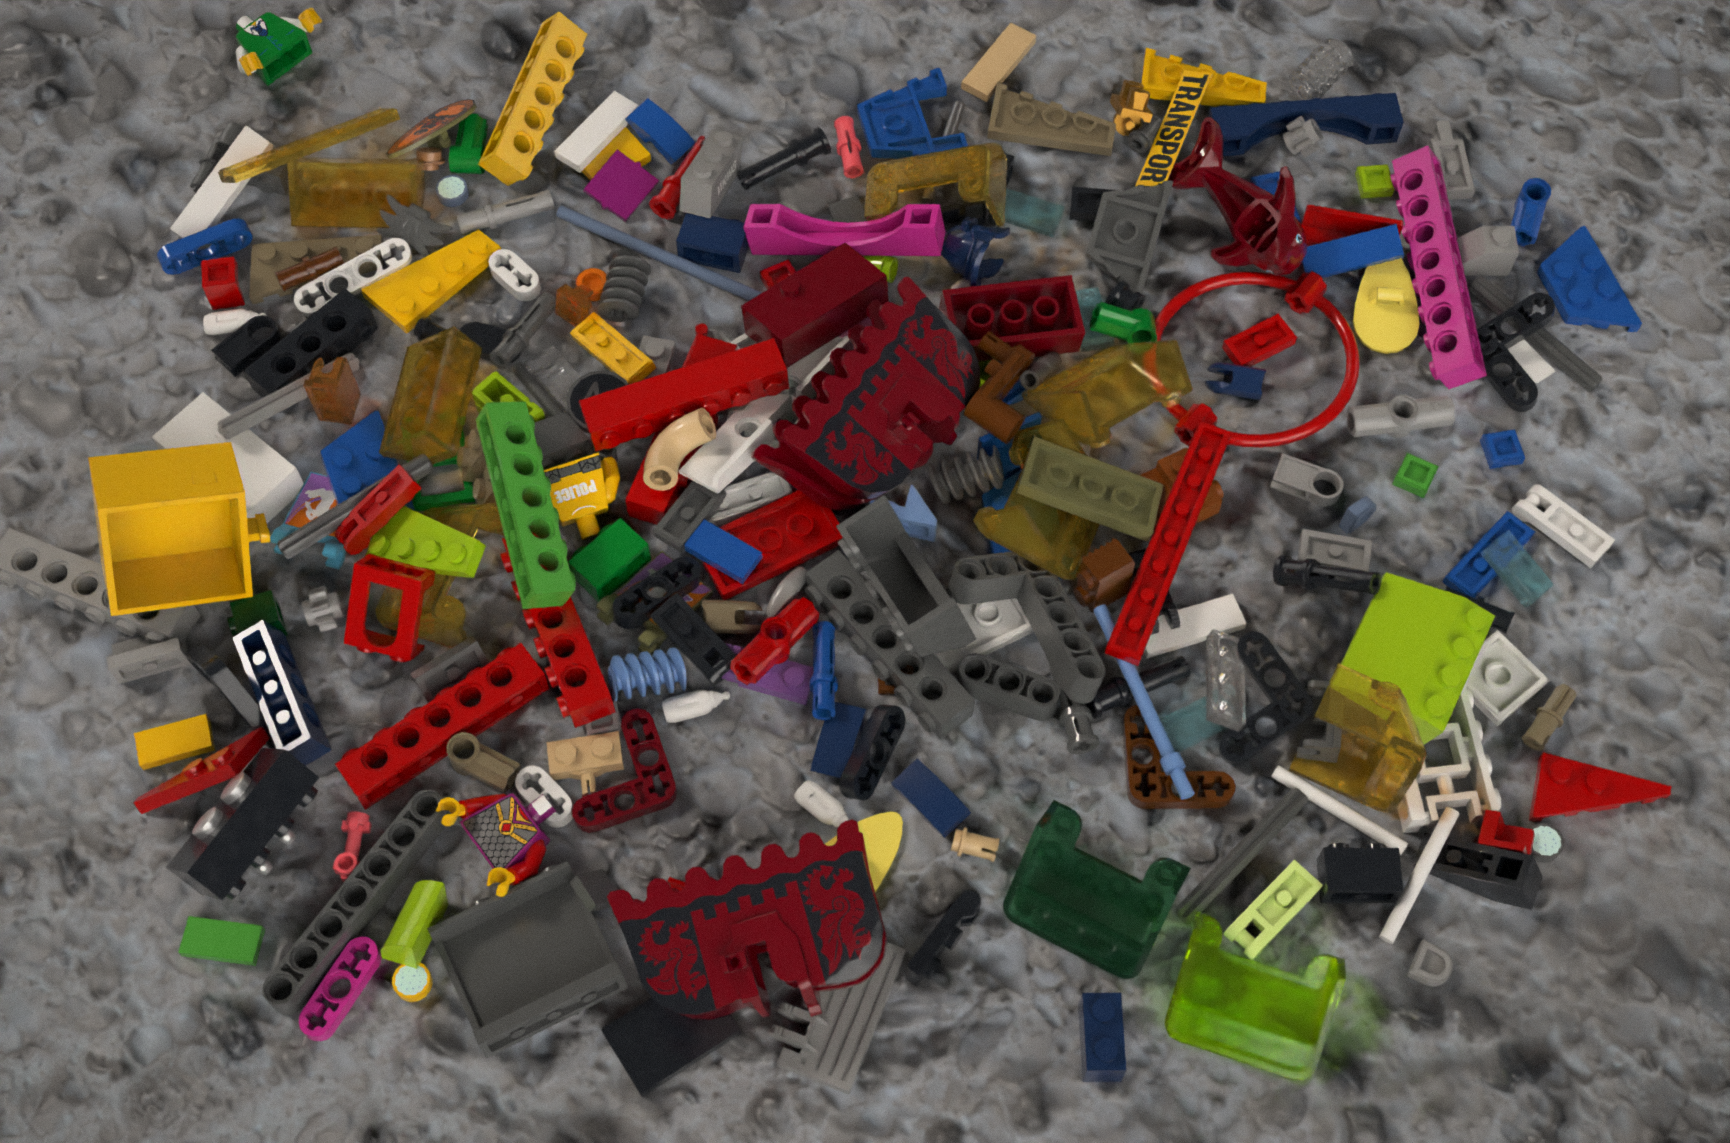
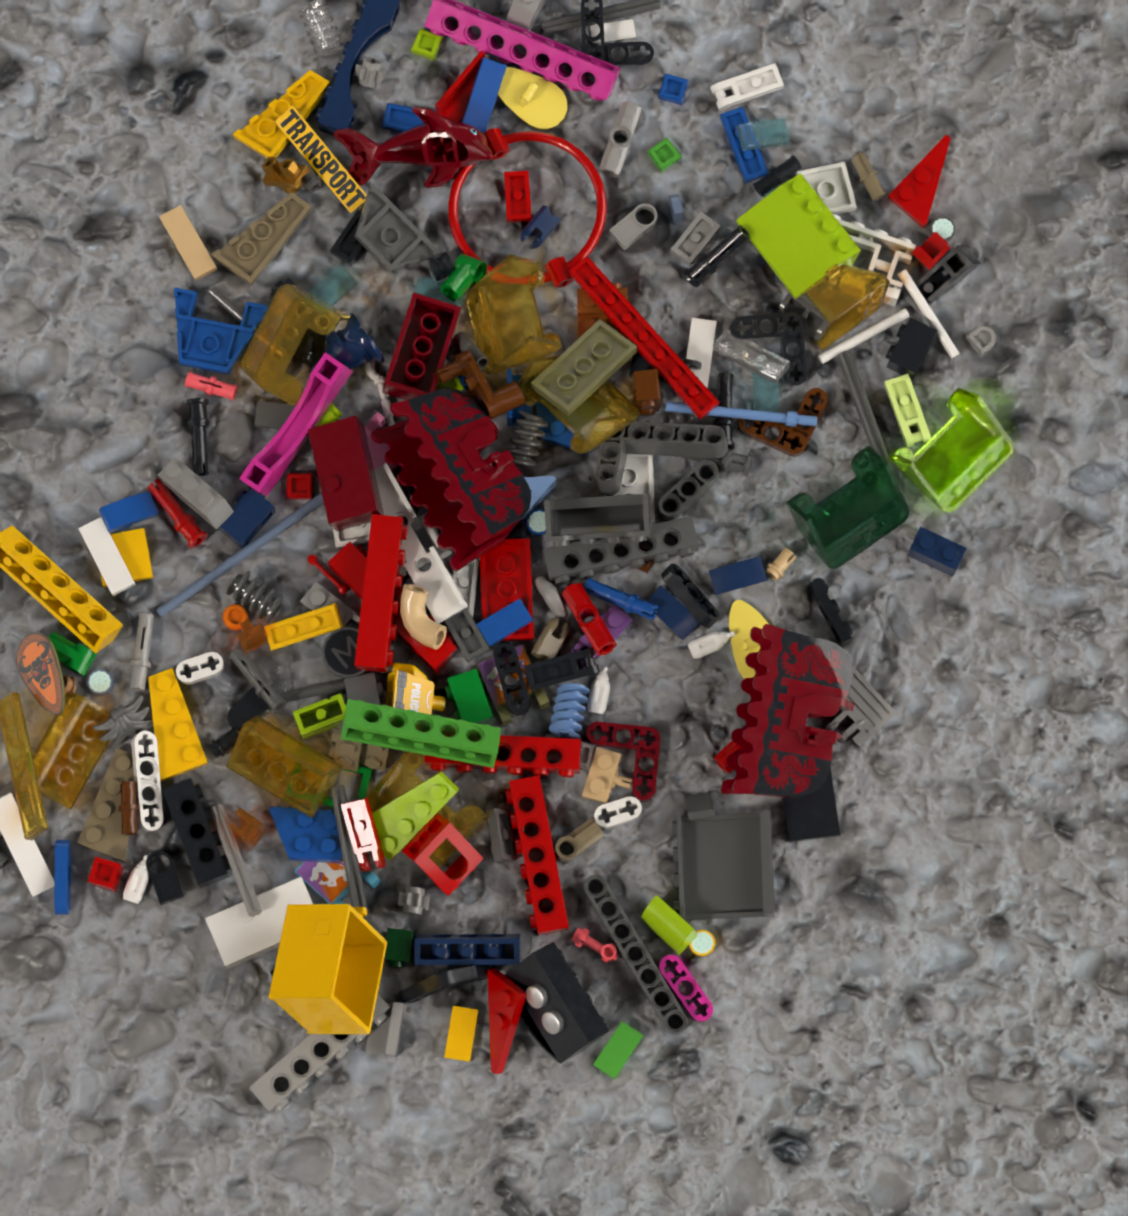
camera: 65 degrees left, 15 degrees up
(504, 833) = (637, 845): torso -> none
(621, 185) = (161, 560): magenta piece -> none

